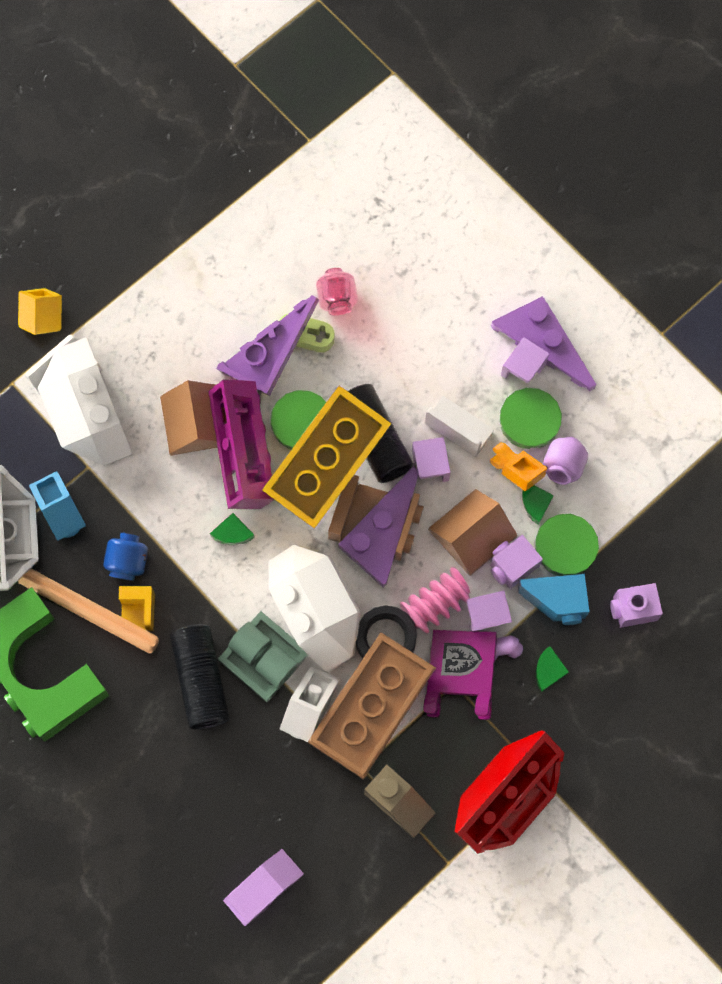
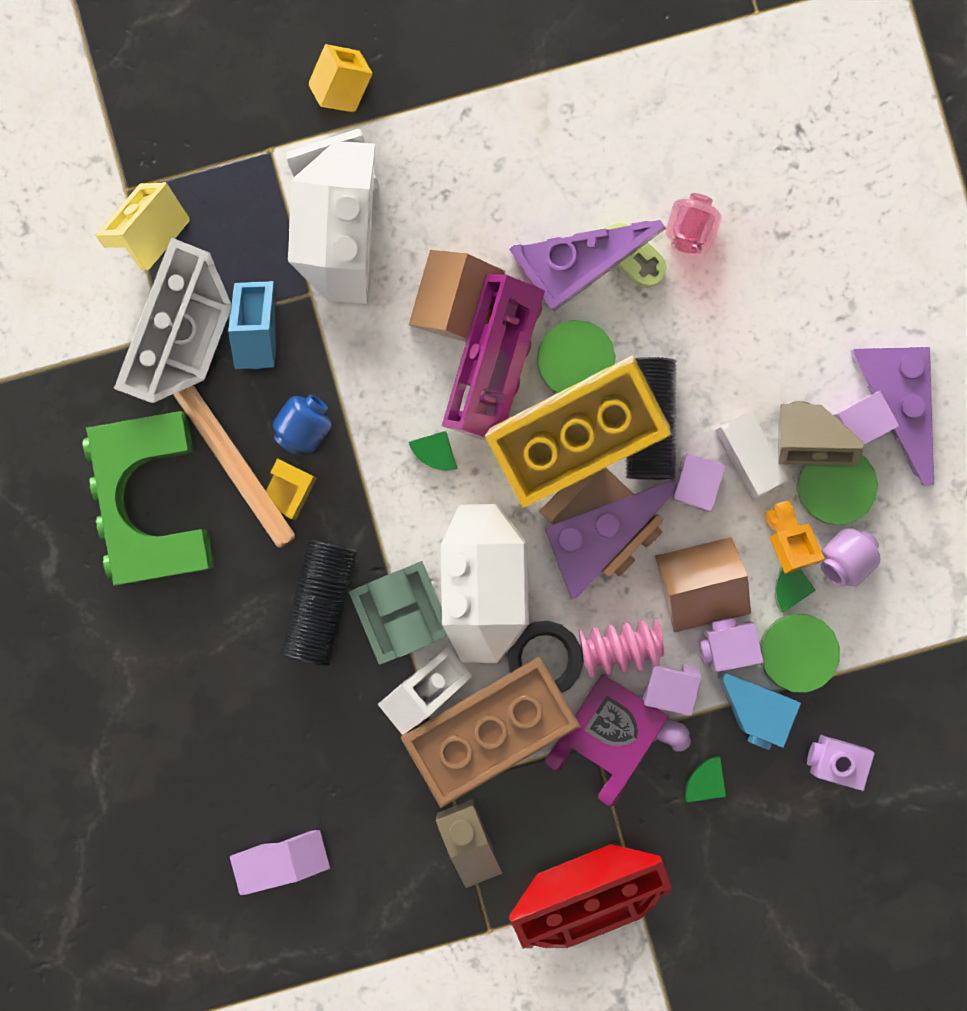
camera: 25 degrees right, 15 degrees up
(497, 389) = (815, 437): none -> slope

